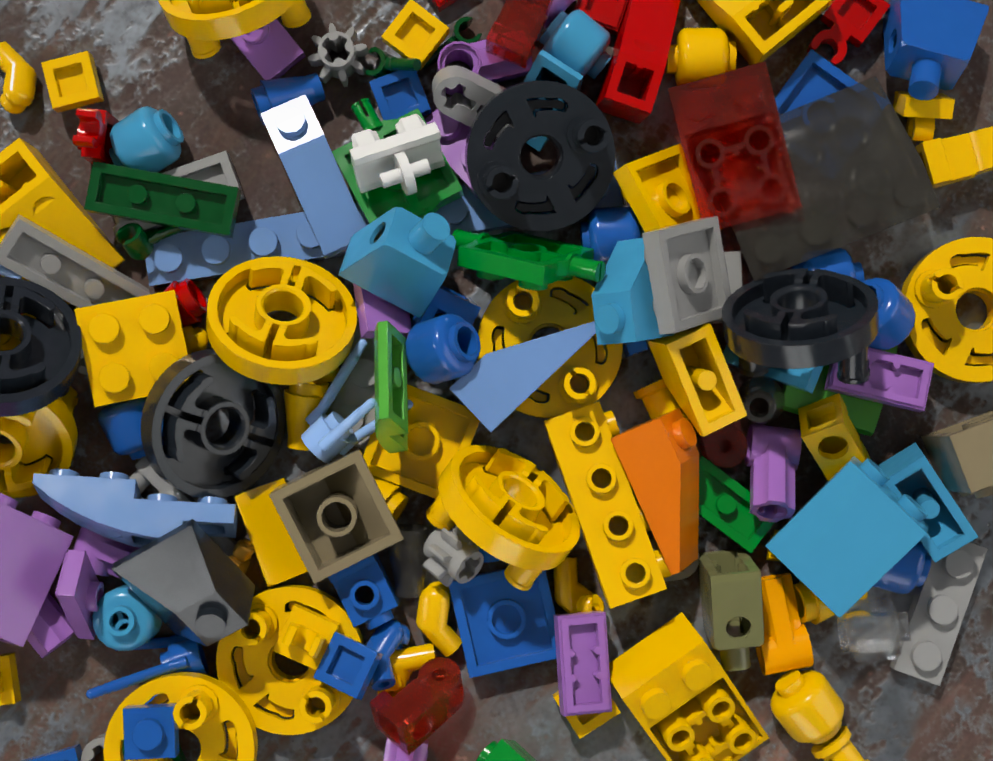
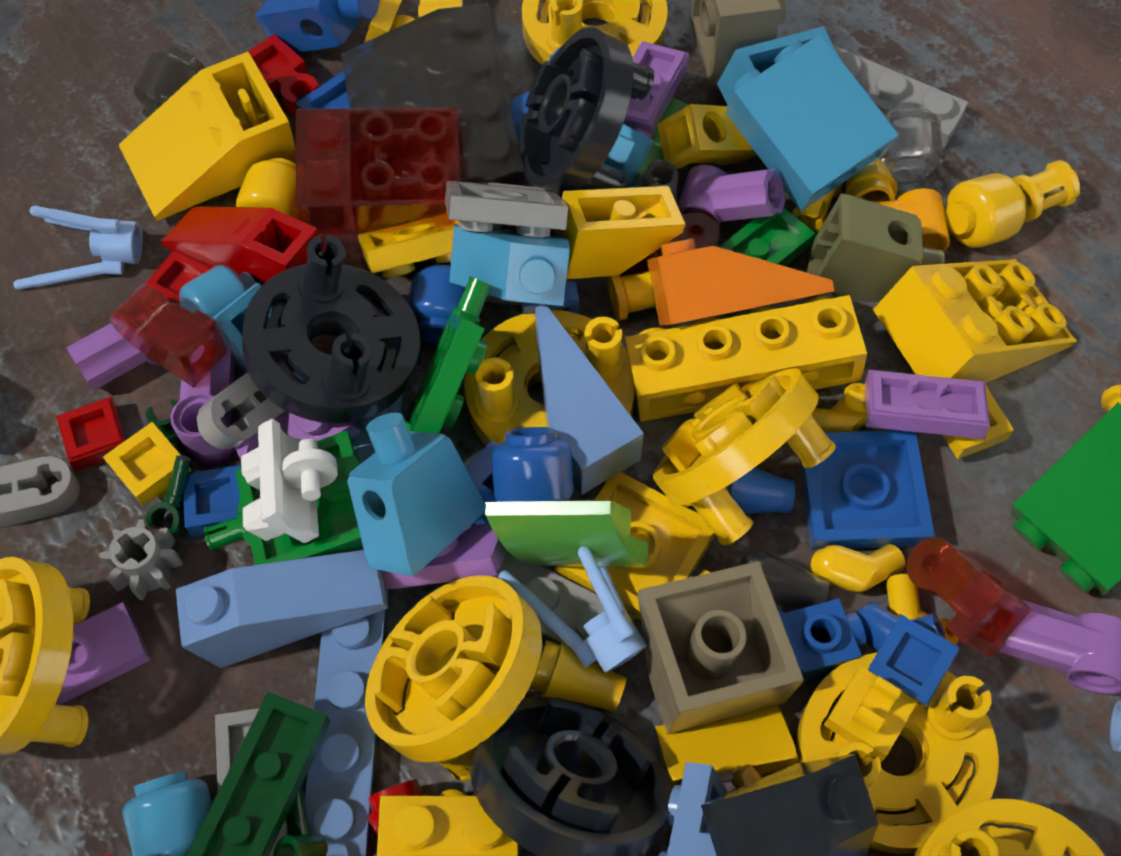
camera: 80 degrees left, 25 degrees down
(282, 90) = (162, 640): blue cone -> none
(452, 556) = (783, 520): light grey gear -> none

